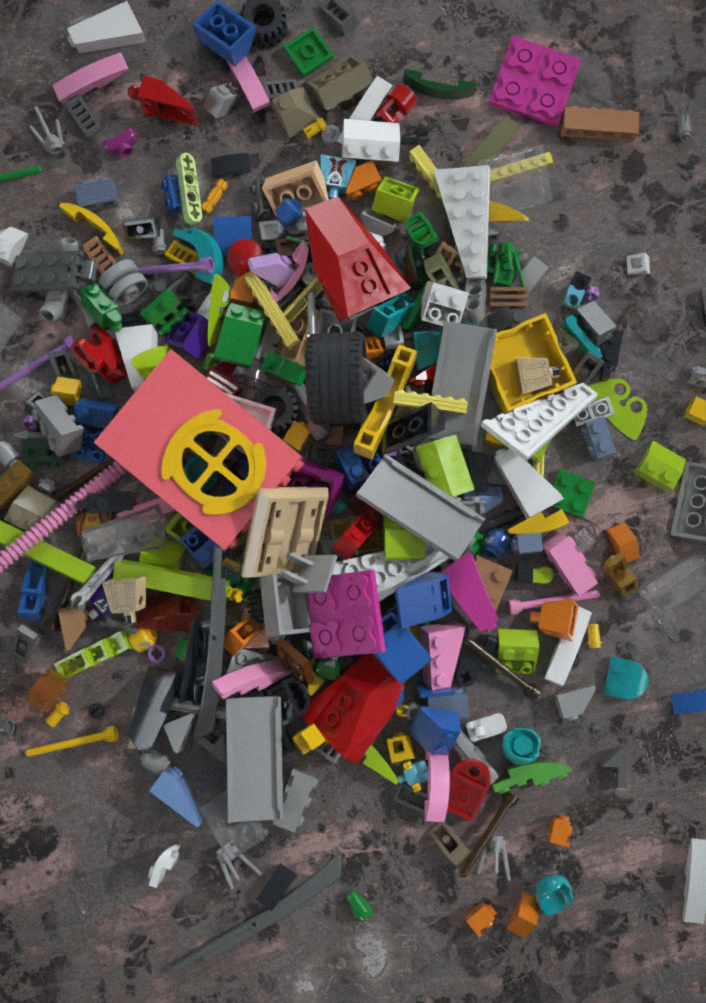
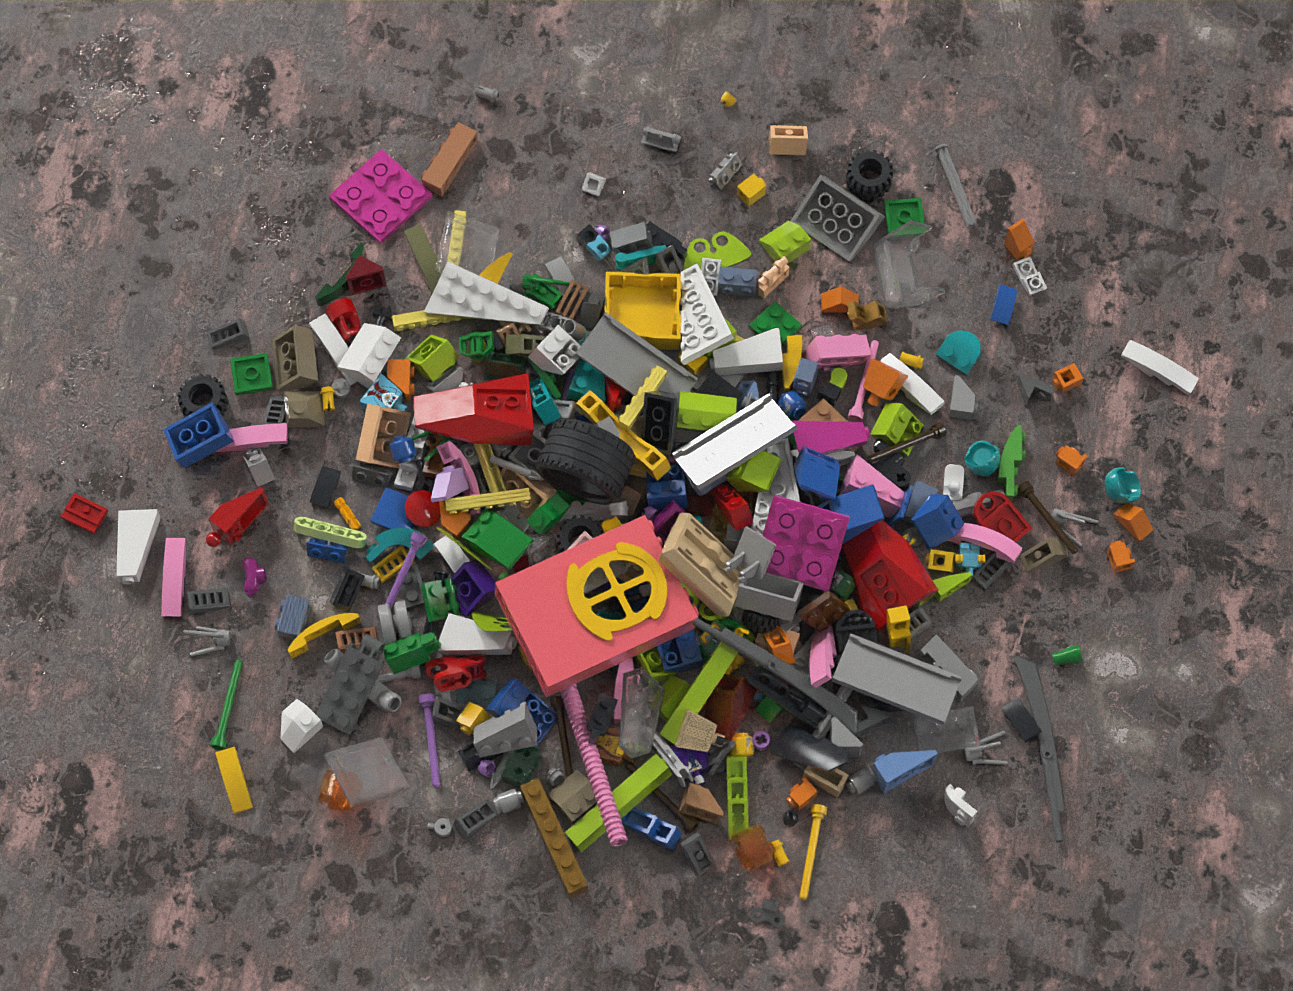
camera: 65 degrees left, 15 degrees down
(118, 712) = (801, 794): none -> orange brick
(326, 459) = (650, 513): none -> medium lavender hinge
(442, 100) = (365, 276): none -> dark red slope
(533, 374) = (655, 307): tan torso -> none
(617, 470) = (773, 277): none -> light nougat plate
(647, 799) = (1069, 373): none -> orange brick

